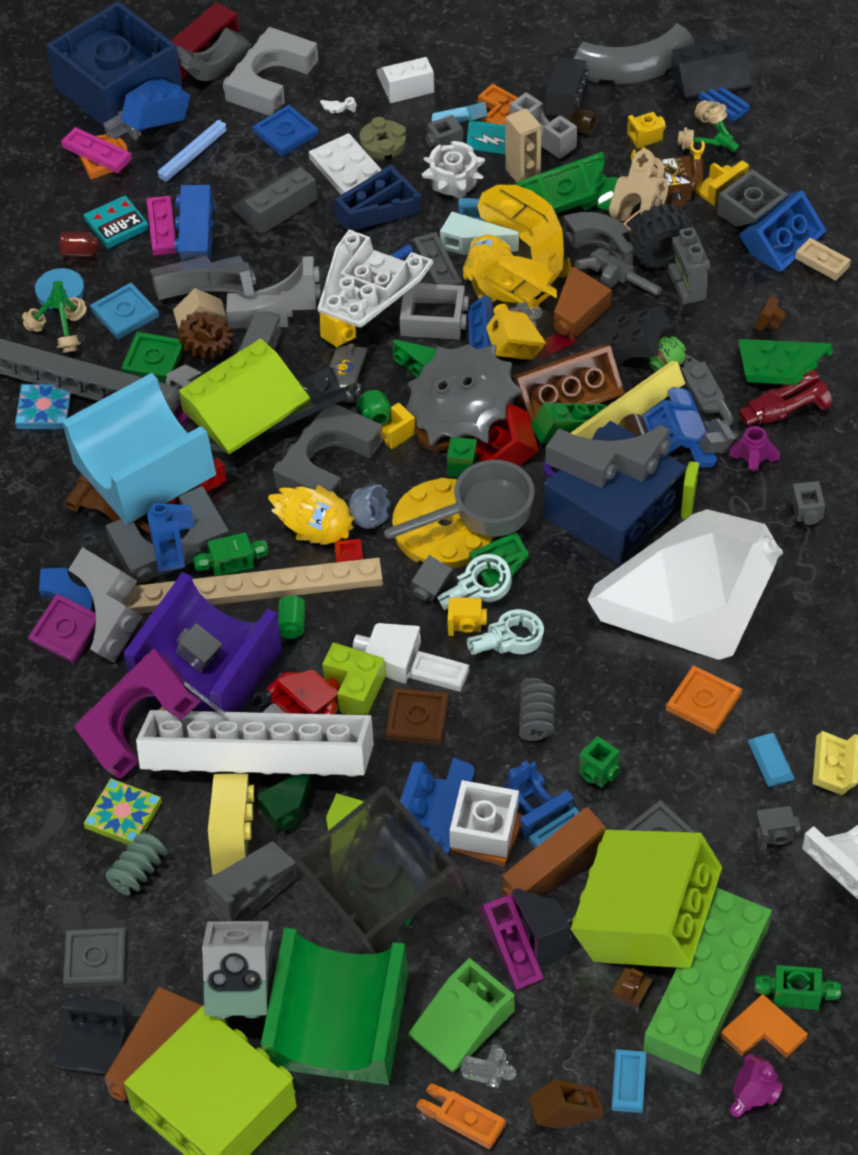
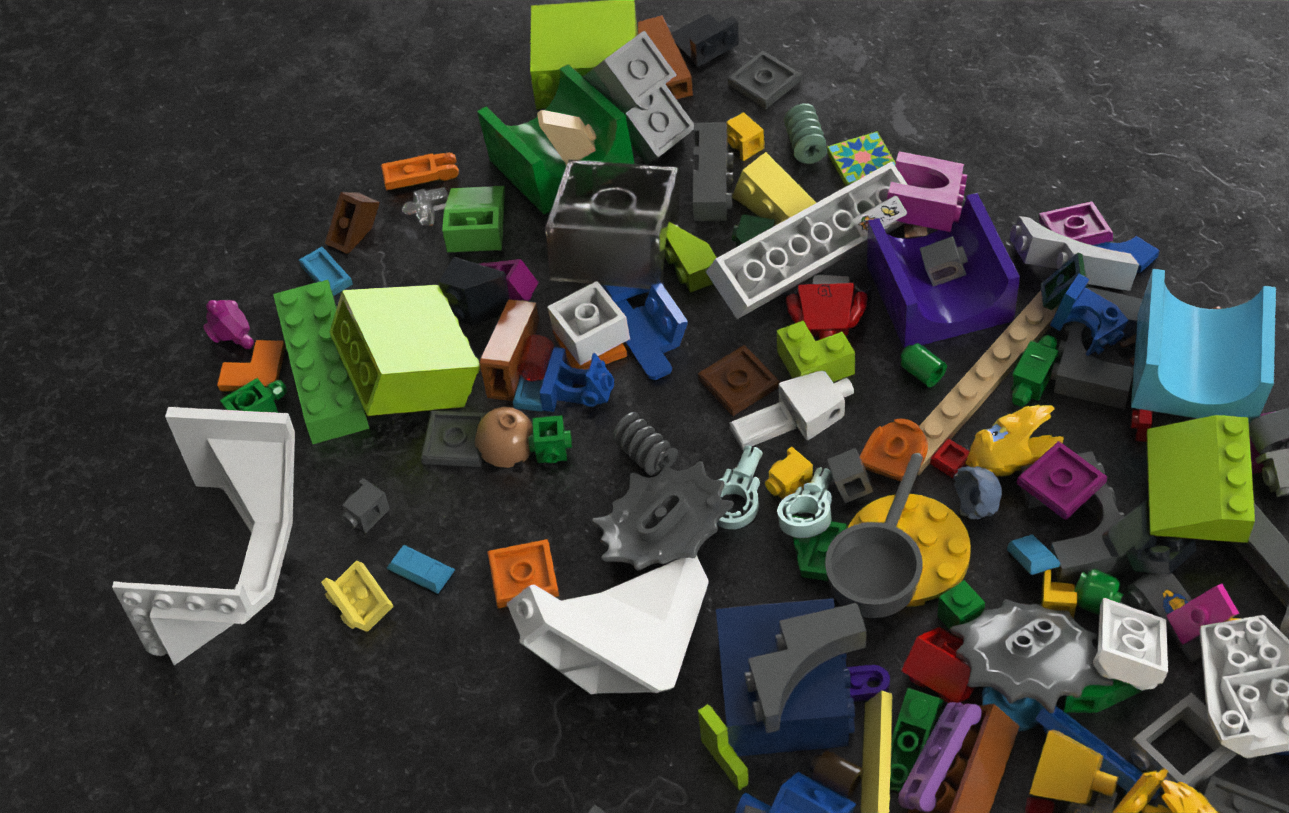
camera: 140 degrees right, 0 degrees up
(146, 568) = (1058, 283): none -> slope
(181, 905) = (745, 136): none -> yellow brick
(316, 464) = (1062, 480): none -> magenta tile
(335, 971) = (567, 135): none -> tan slope
(345, 338) = (1206, 609): none -> dark pink plate
(382, 574) = (892, 447): none -> orange tile
(383, 452) = (1032, 554): none -> dark azure tile
(401, 352) = (1131, 646): none -> white slope
(544, 828) = (535, 358): none -> clear red brick
(573, 389) = (937, 756): none -> medium lavender plate
(575, 623) = (663, 517): none -> dark grey piece
(626, 796) = (504, 436): none -> medium nougat cylinder

